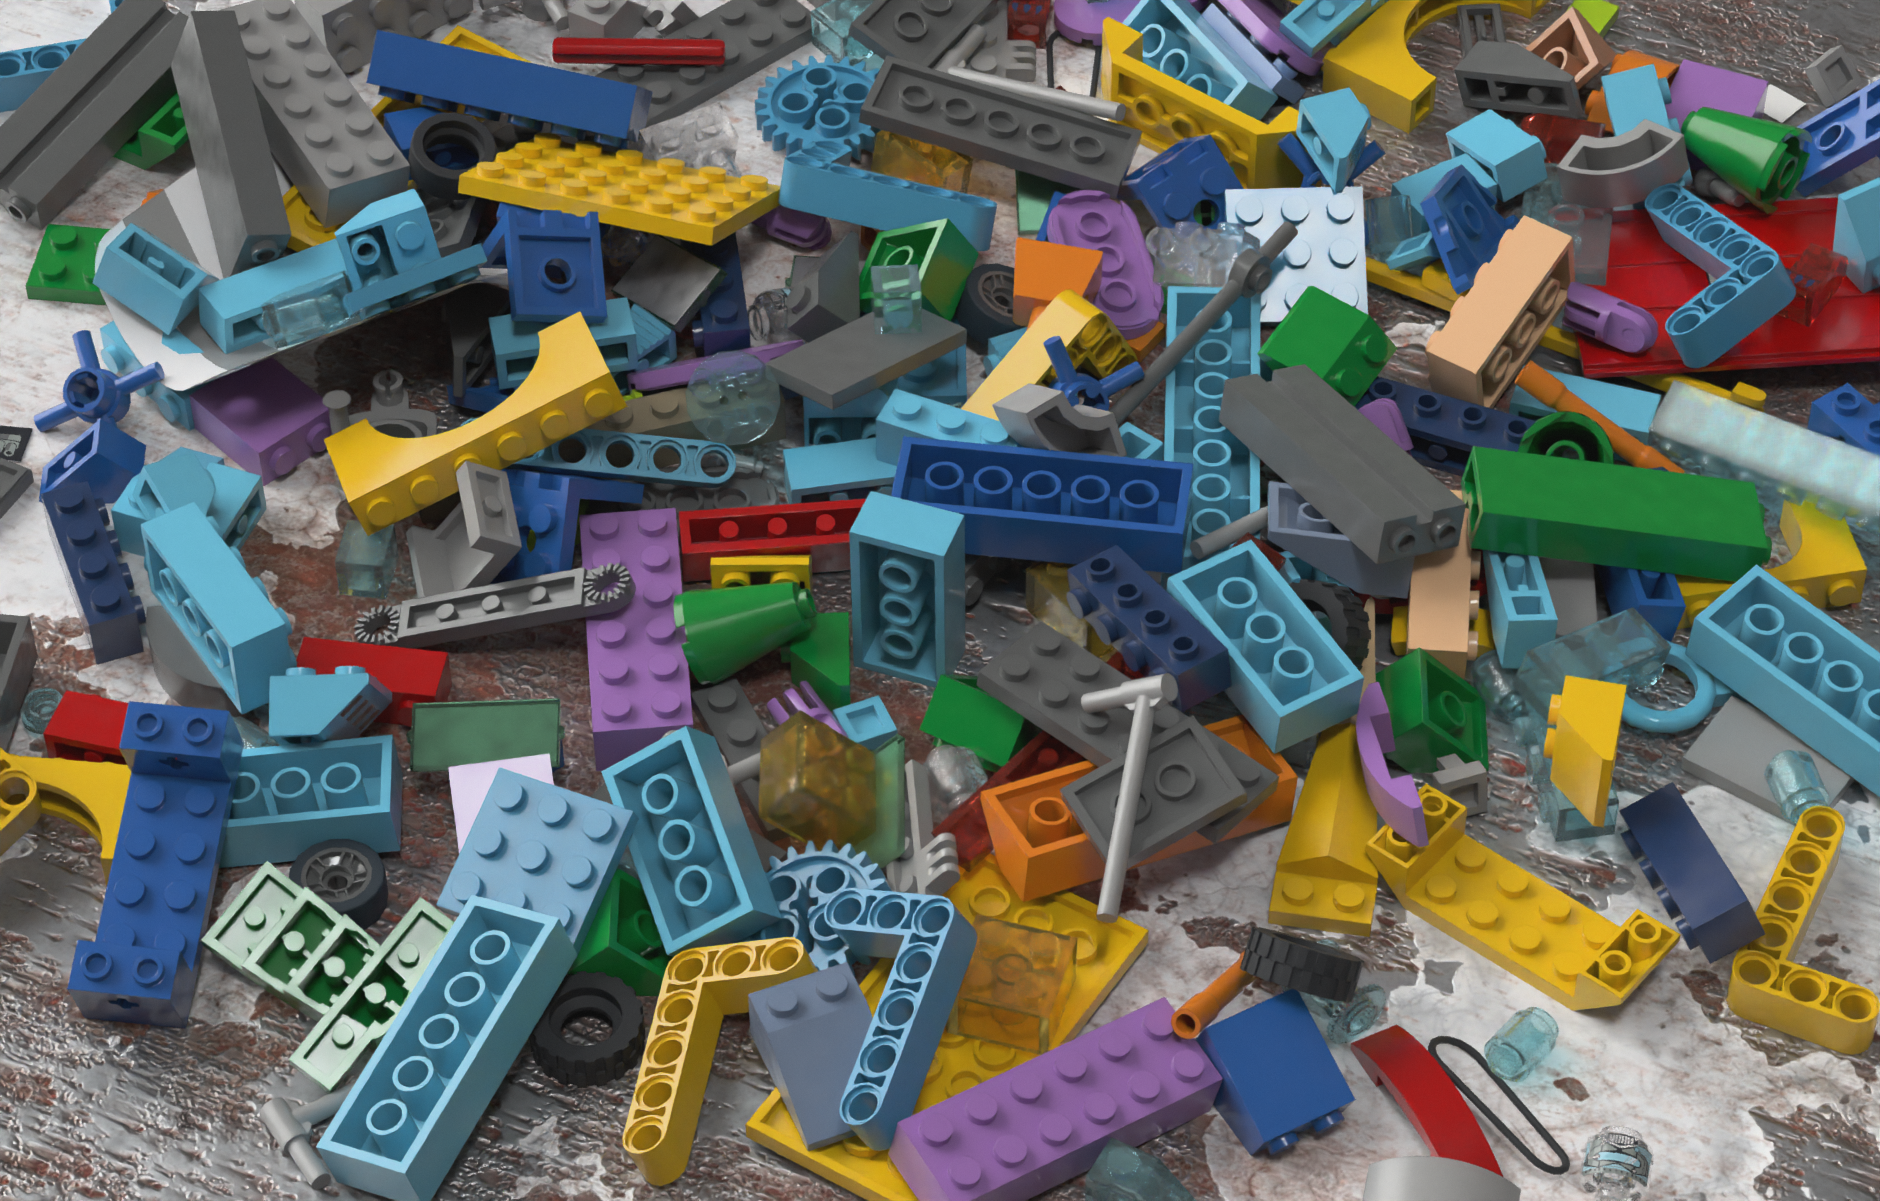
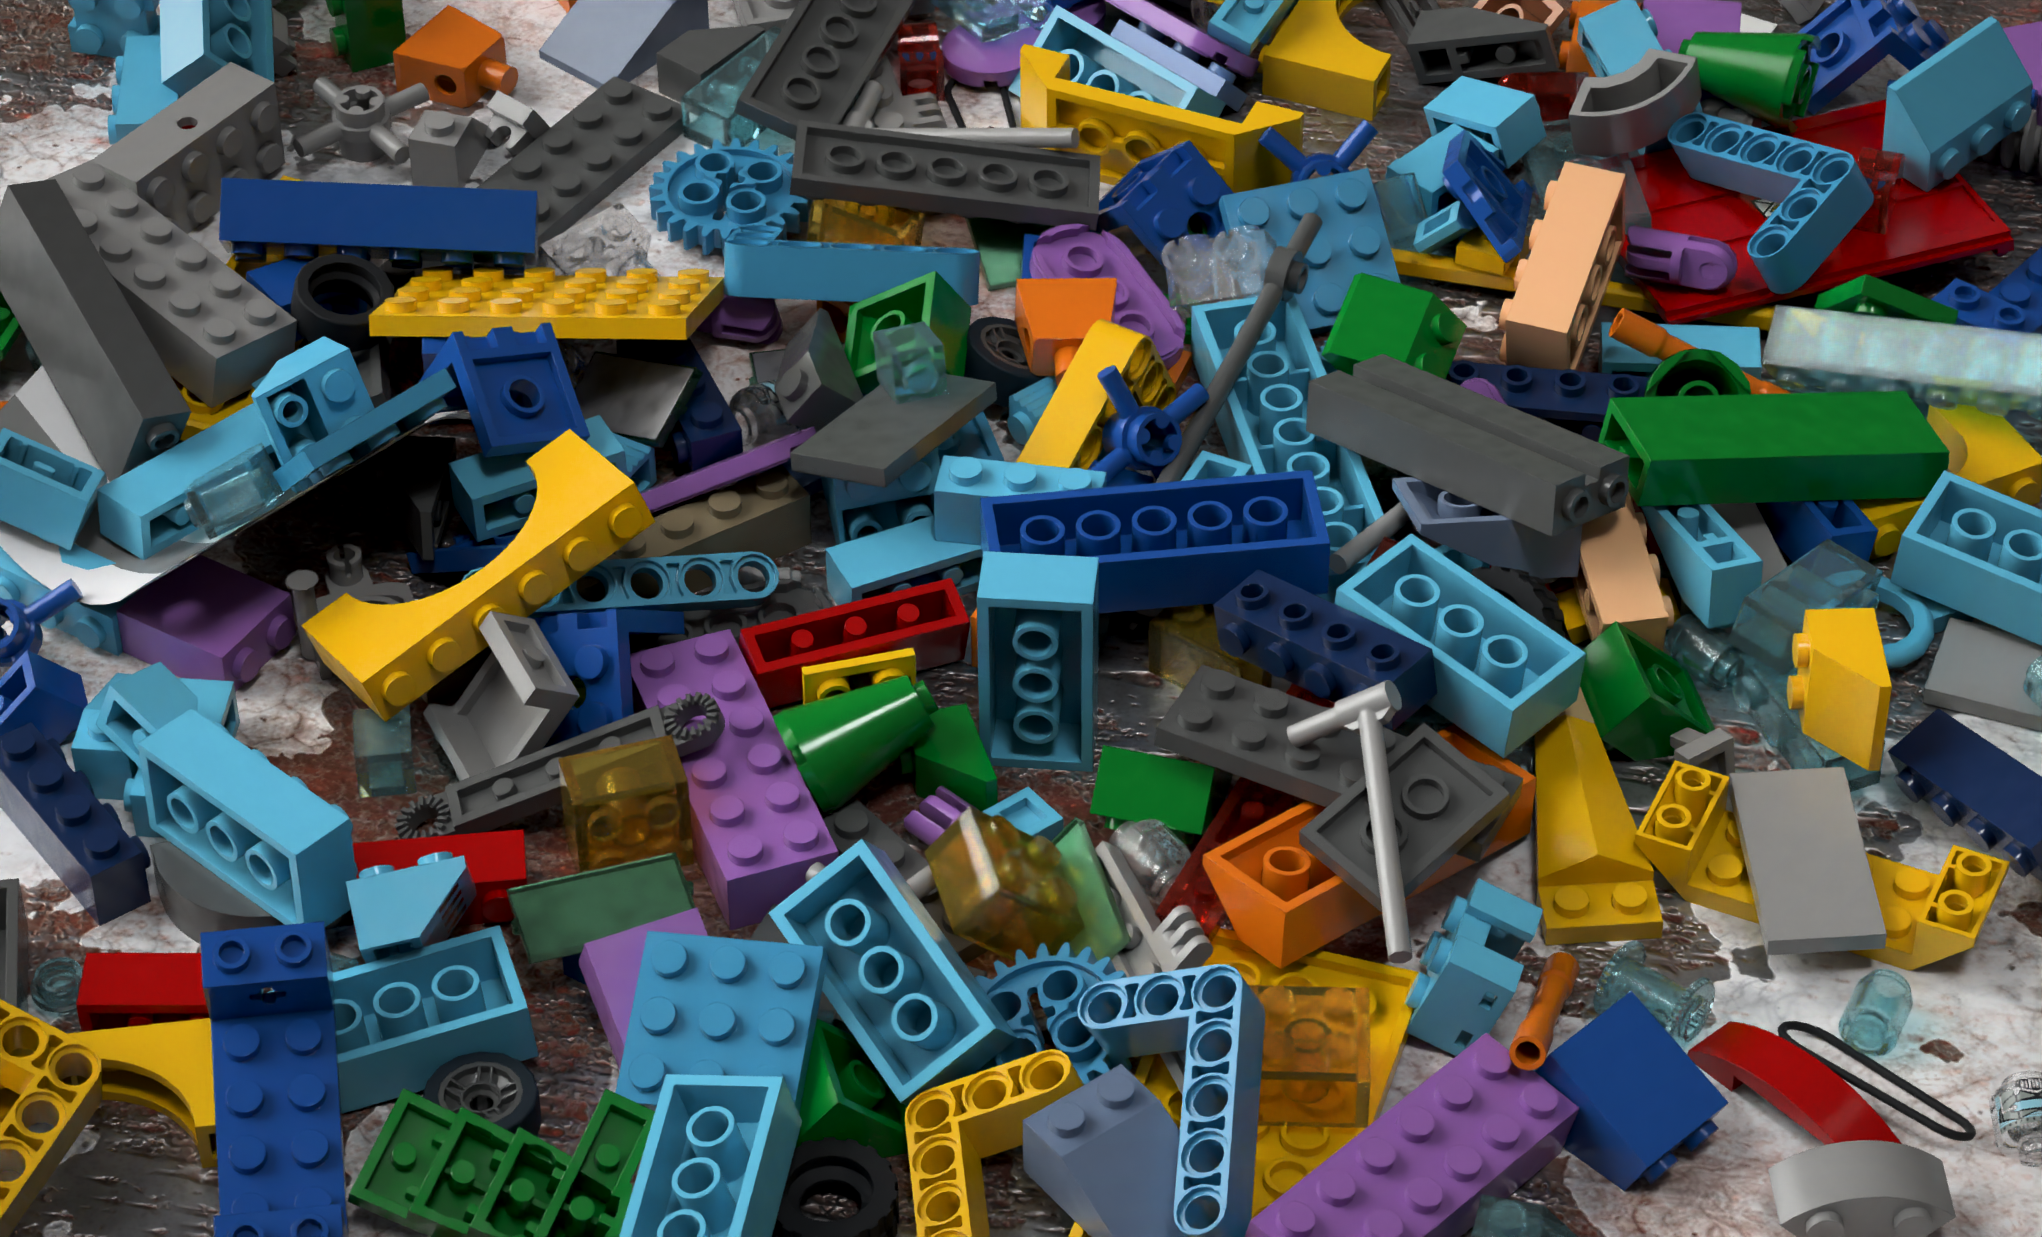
camera: 15 degrees left, 5 degrees down
(536, 649) = (626, 804): none -> clear yellow brick
(638, 51) = (507, 167): red axle -> none
(726, 376) = (772, 521): clear light blue plate -> none
(1047, 421) = (1139, 452): light grey brick -> none
(1177, 933) = (1470, 967): none -> medium azure piece
(1301, 964) = (1630, 965): black tyre -> none
(1334, 133) = (1321, 116): medium azure slope -> none
(1396, 797) = (1660, 779): medium lavender slope -> none
(1508, 896) = (1806, 861): none -> light grey tile
(1765, 397) = (1879, 298): none -> green plate

